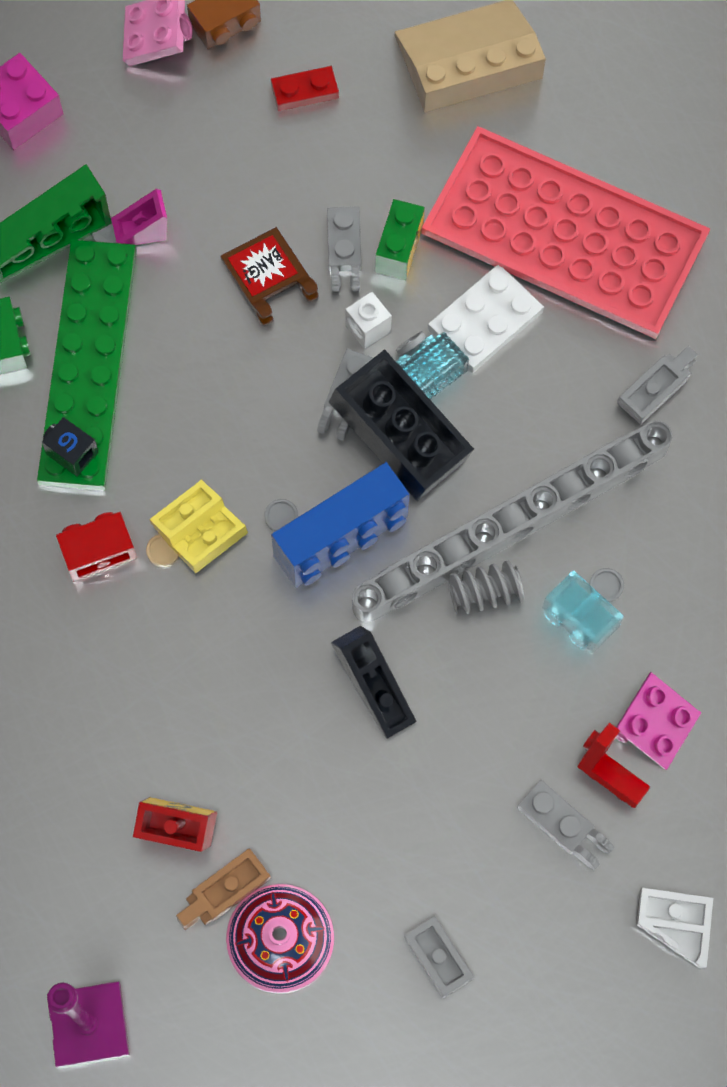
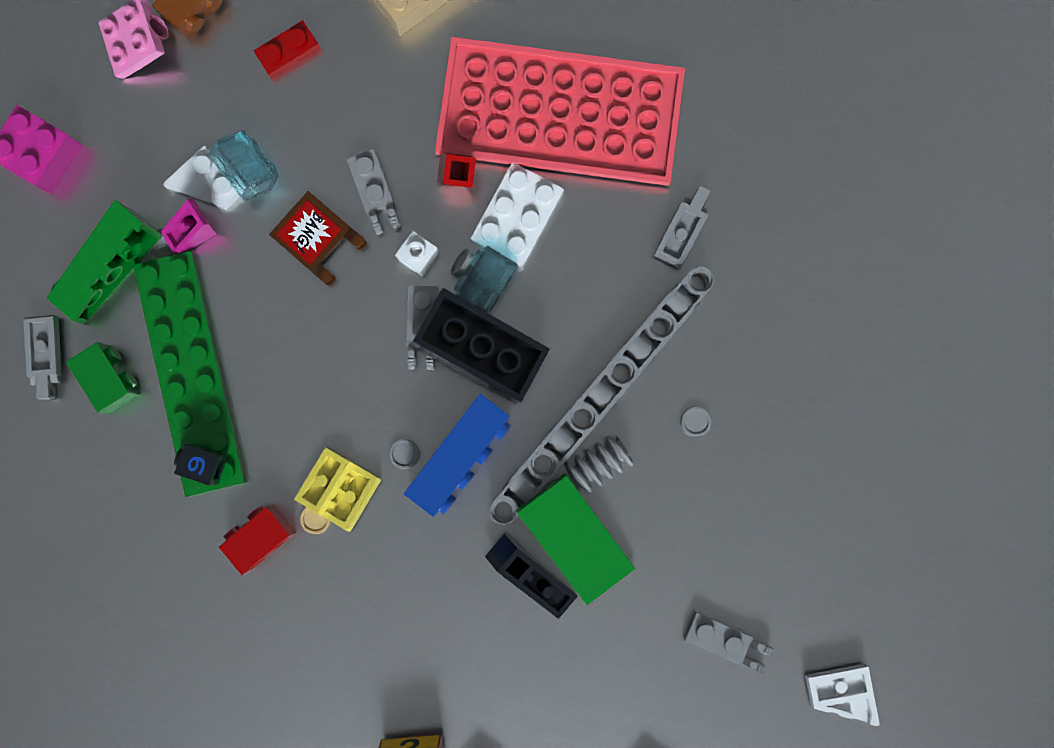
camera: 20 degrees left, 15 degrees up
(178, 183) = (202, 181): none -> white wing
(221, 180) = (243, 165): none -> clear light blue brick
(399, 239) = (419, 168): green brick -> none
(435, 655) = (575, 539): none -> green tile
(437, 250) = (456, 170): none -> red brick
(582, 612) = (685, 457): clear light blue brick -> none
(608, 771) = (751, 587): red bracket -> none
(657, 721) = (775, 529): dark pink hinge -> none

